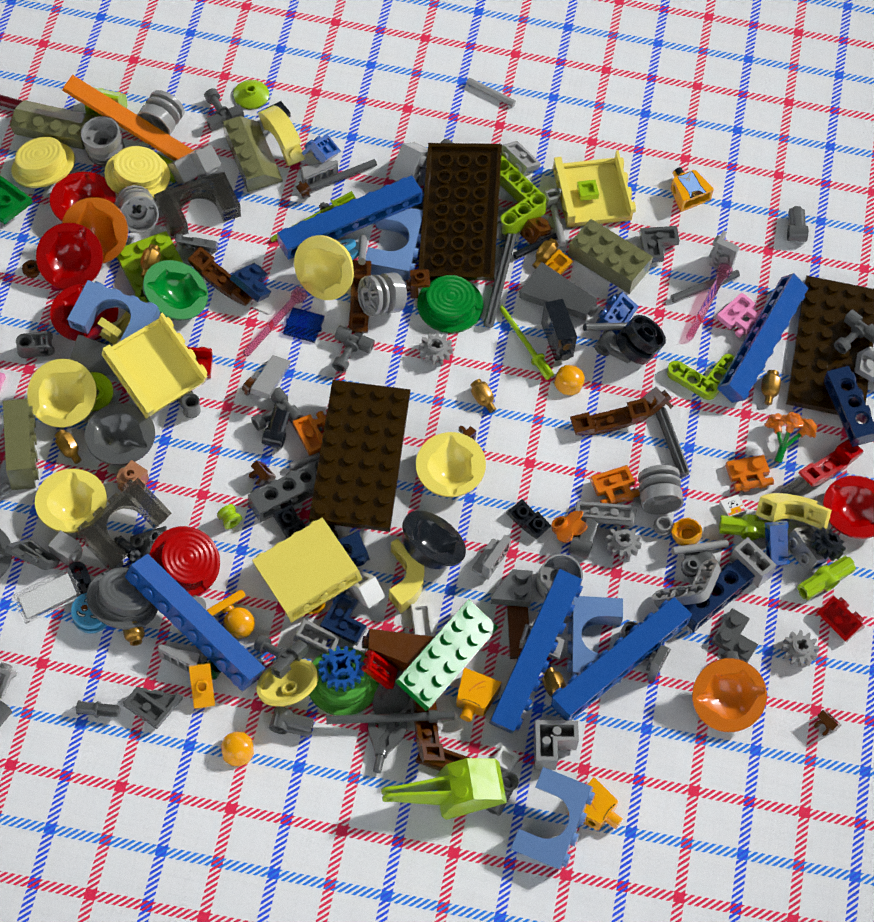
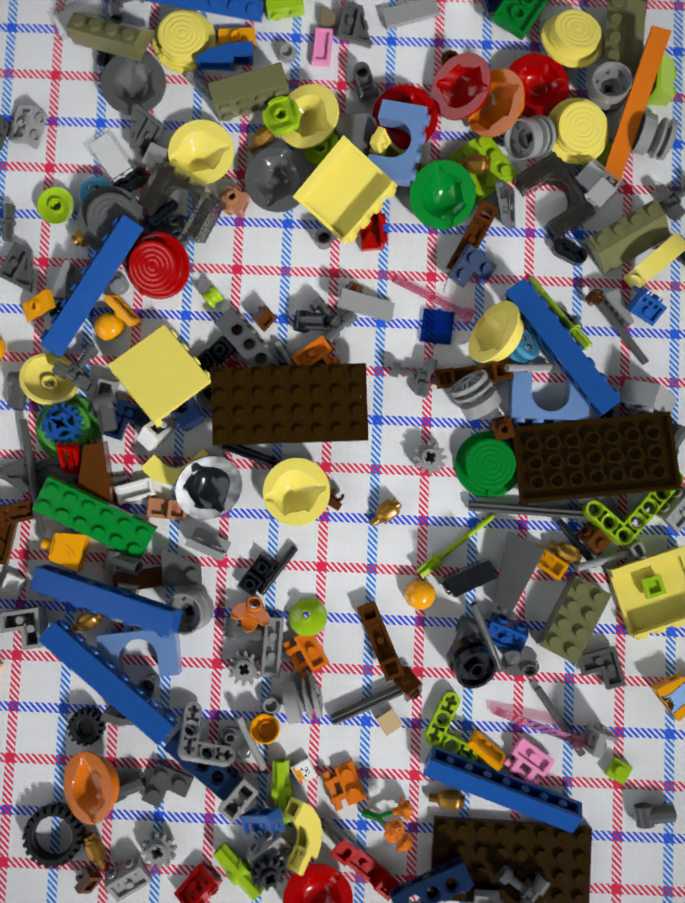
camera: 90 degrees right, 25 degrees up
(57, 427) = (286, 124): none -> lime plate
(89, 647) = (50, 199): none -> lime dish
(252, 202) = (569, 252): none -> black beam
(328, 629) = (105, 407): none -> dark grey piece
(404, 506) = (251, 454): none -> black axle
(447, 595) = (165, 509): none -> nougat slope
(497, 645) = (118, 562): none -> dark grey piece
(521, 495) = (277, 570): none -> black bar
(584, 483) = (311, 625): none -> lime dish
(646, 303) = (522, 662): none -> dark grey plate
(661, 712) = (78, 735): none -> black tyre
(691, 425) = (389, 721): none -> tan tile
(726, 346) = (486, 750): none -> light orange plate
(755, 247) = (618, 770): none -> lime plate
(789, 729) = (37, 851): none -> black tyre
(796, 711) = (94, 849): none -> pearl gold plant
(826, 683) = (127, 878): none -> light grey bracket

